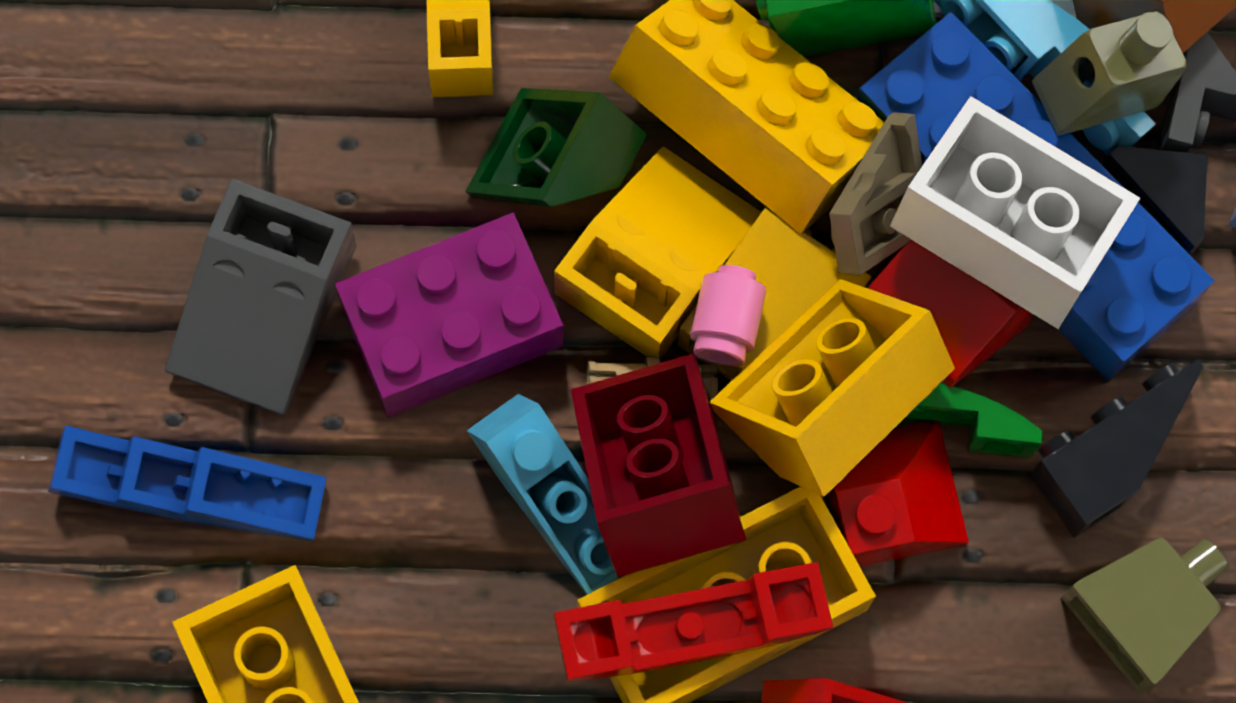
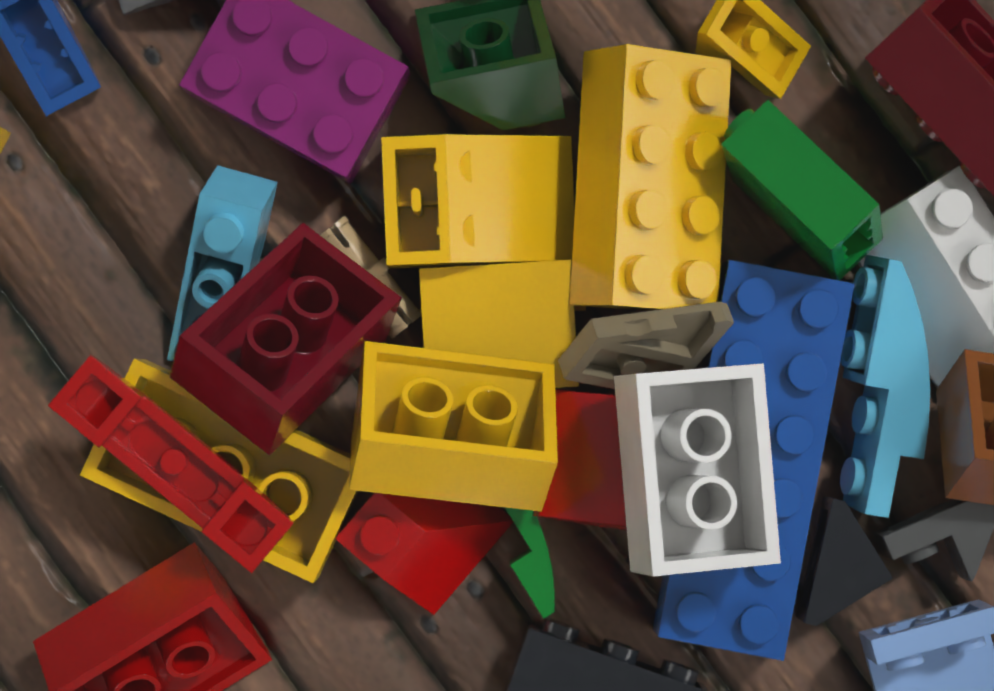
camera: 50 degrees right, 15 degrees up
(727, 315) = (448, 301): bright pink brick -> none
(1132, 68) = (896, 460): olive torso -> none

